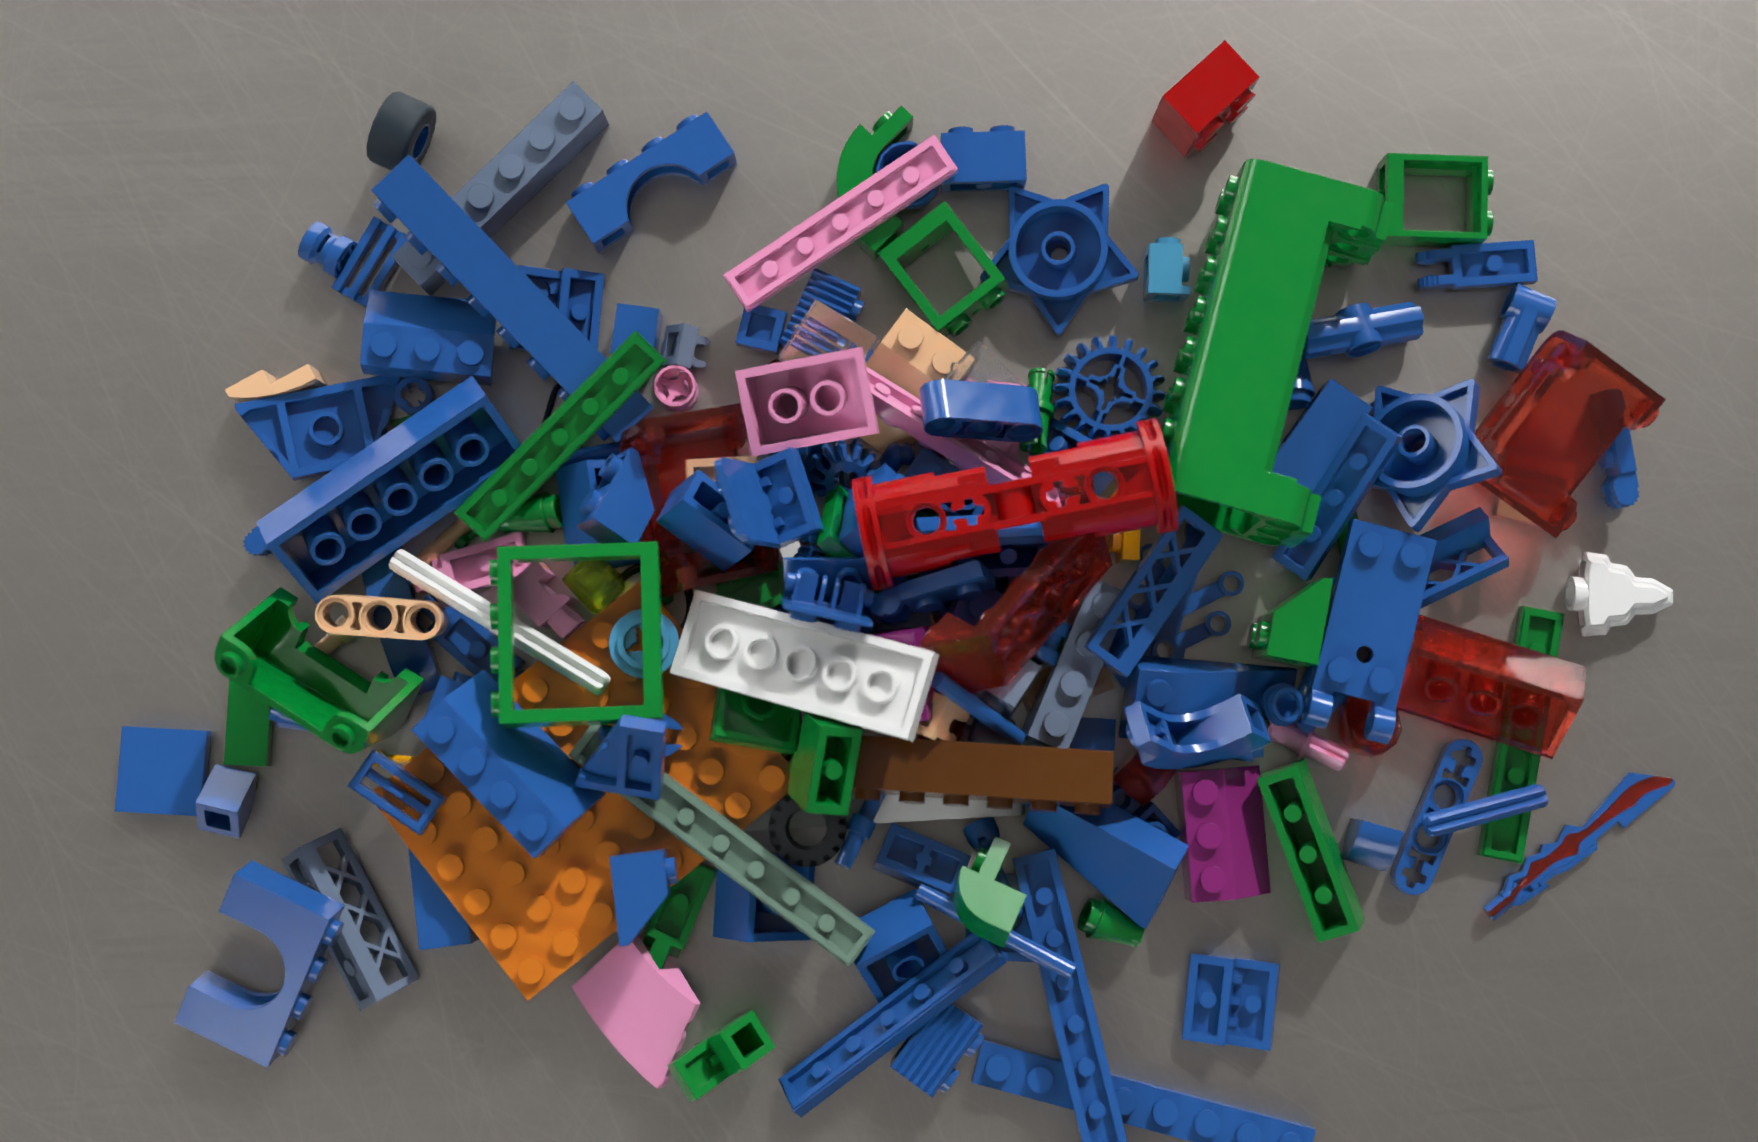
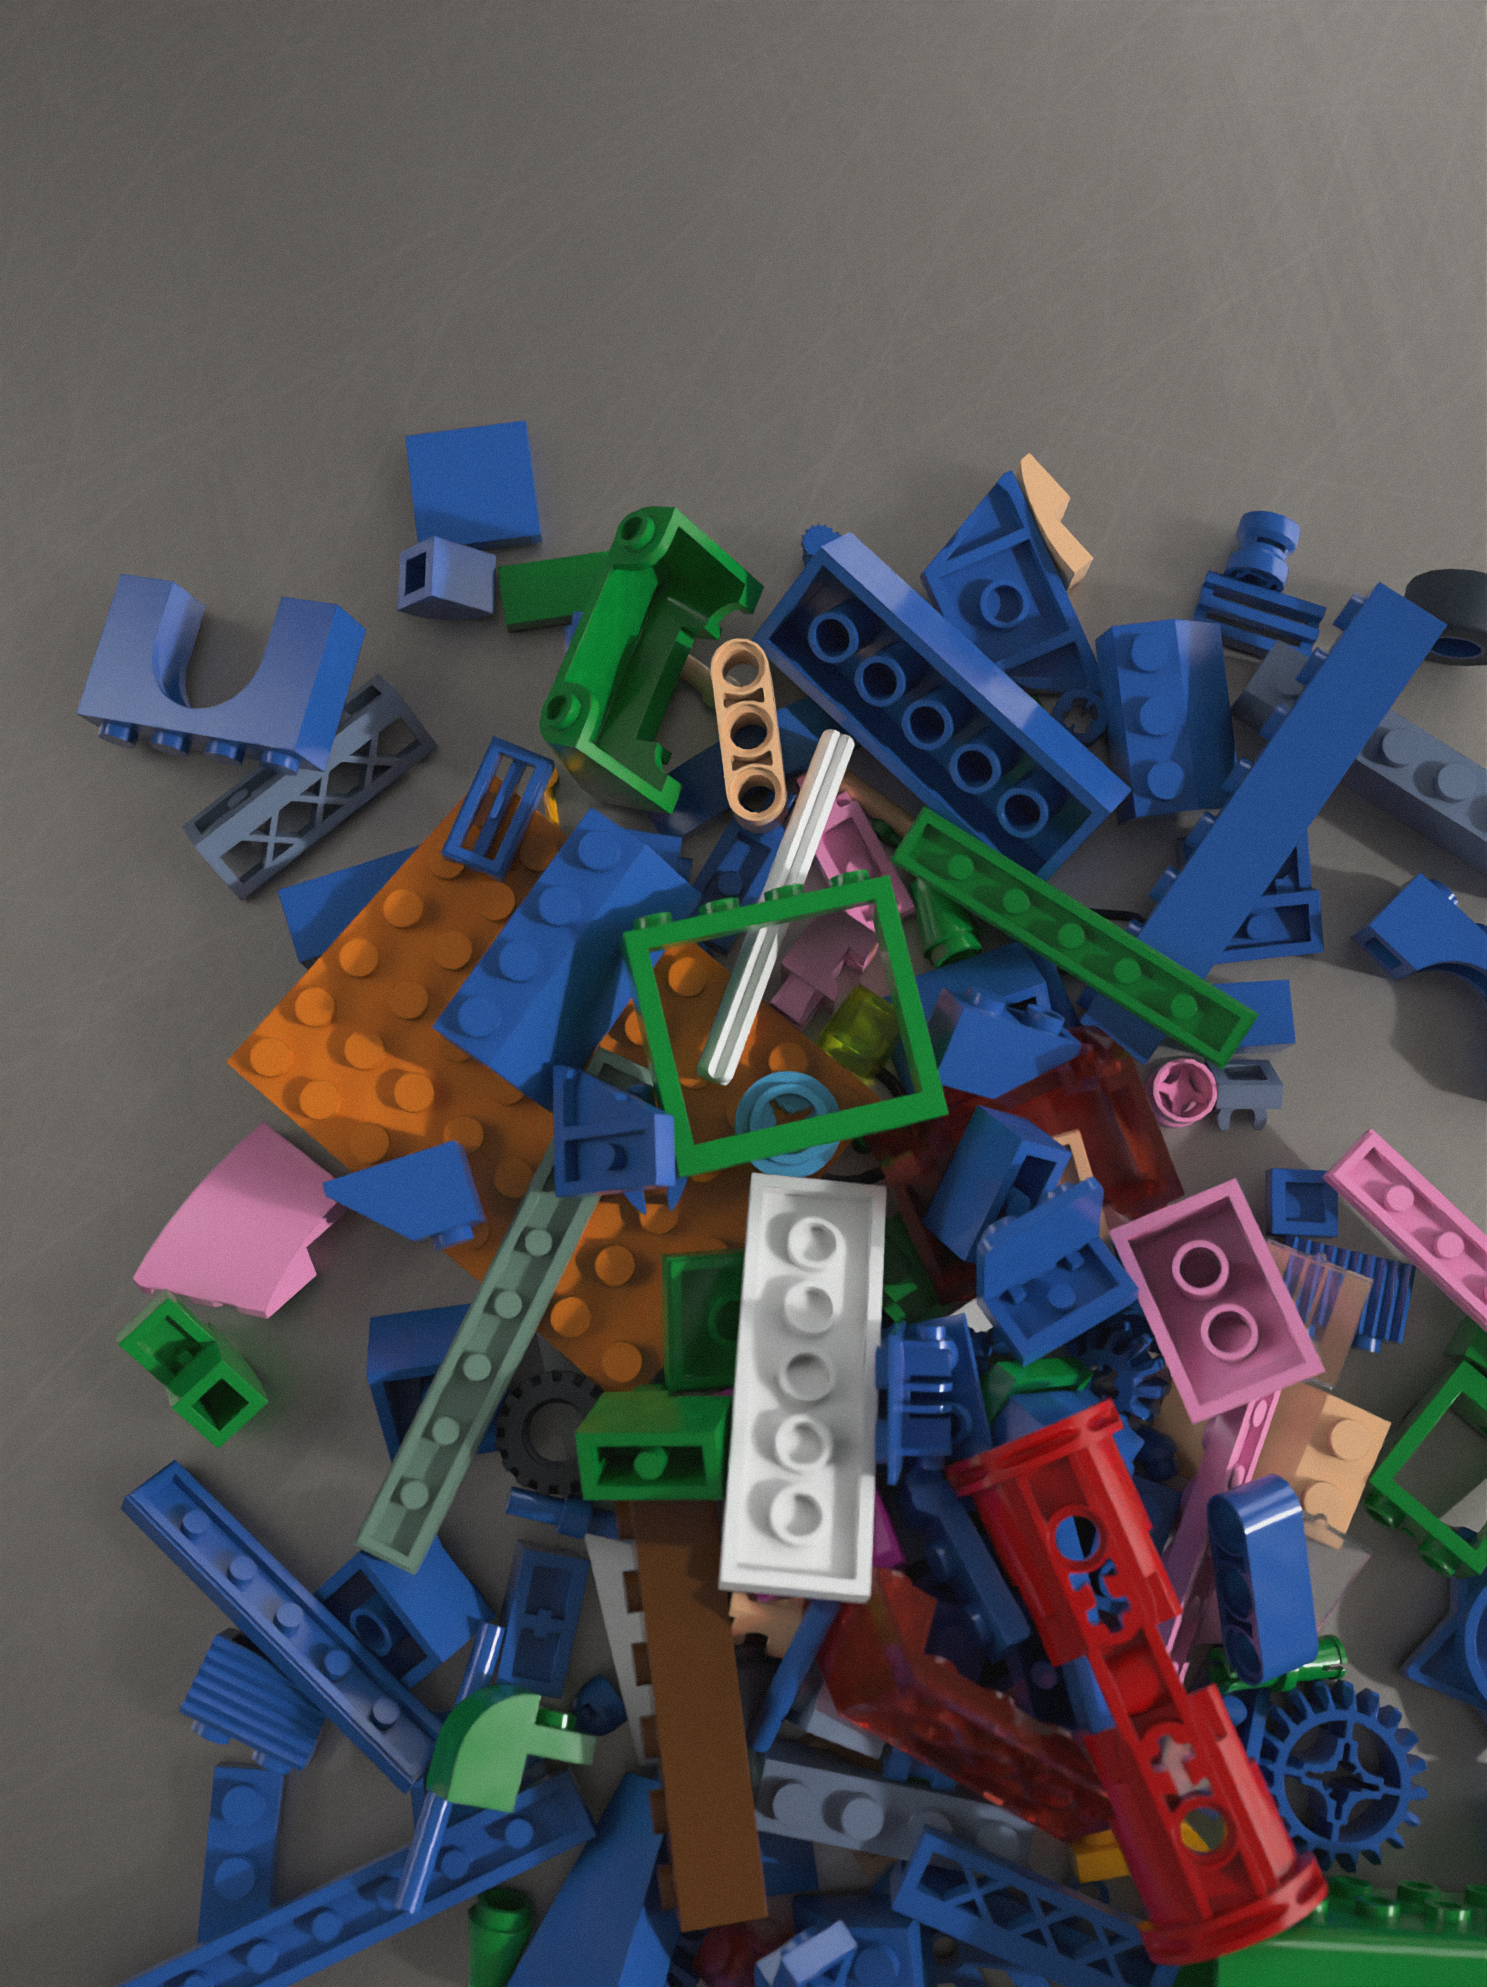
camera: 80 degrees right, 5 degrees down
(675, 919) = (384, 1257): green hinge -> none

